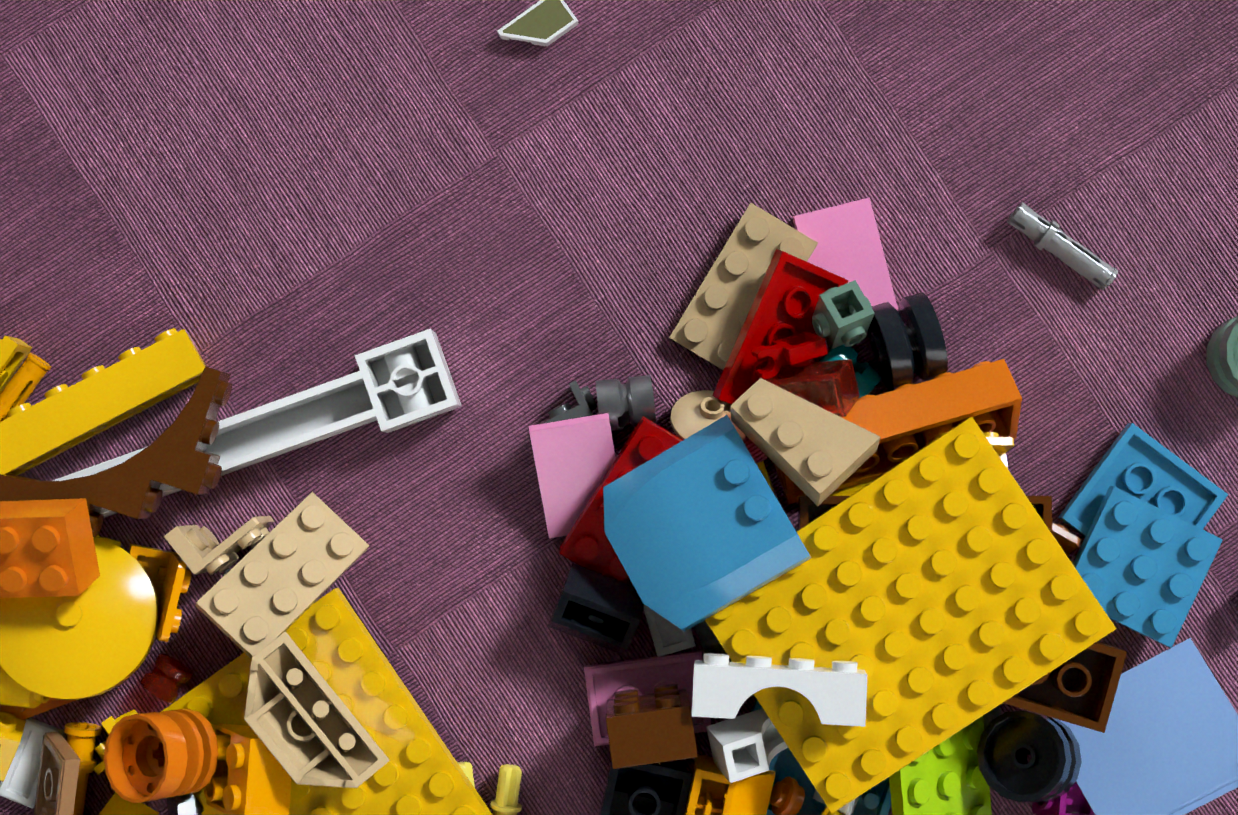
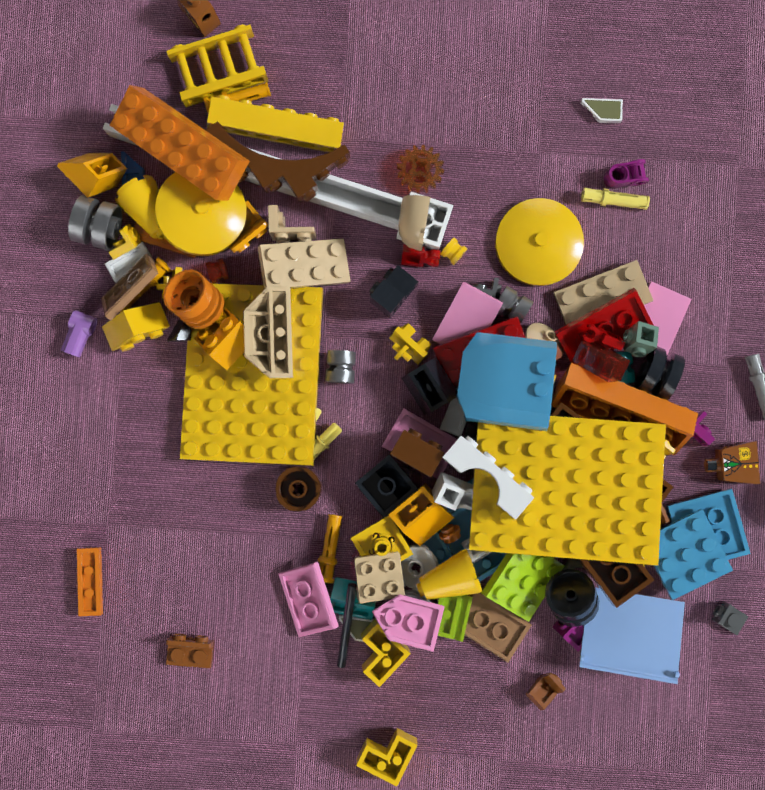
camera: 35 degrees right, 0 degrees up
(342, 325) = (426, 176): none -> clear orange gear
(389, 399) = (413, 220): none -> tan brick
(438, 435) = (417, 258): none -> red plate
(441, 515) = (392, 290): none -> black brick
(448, 680) = (340, 366): none -> flat silver wheel
(482, 389) = (453, 251): none -> yellow wheel
(521, 579) = (406, 346): none -> yellow hips
(594, 281) = (539, 242): none -> yellow dish
(648, 86) = (630, 174): none -> magenta piece
(659, 134) = (606, 197): none -> light yellow pin
(802, 438) = (583, 377): tan wedge -> none
(1028, 376) = (702, 432): none -> magenta bracket
(1110, 382) = (736, 463): none -> dark orange torso

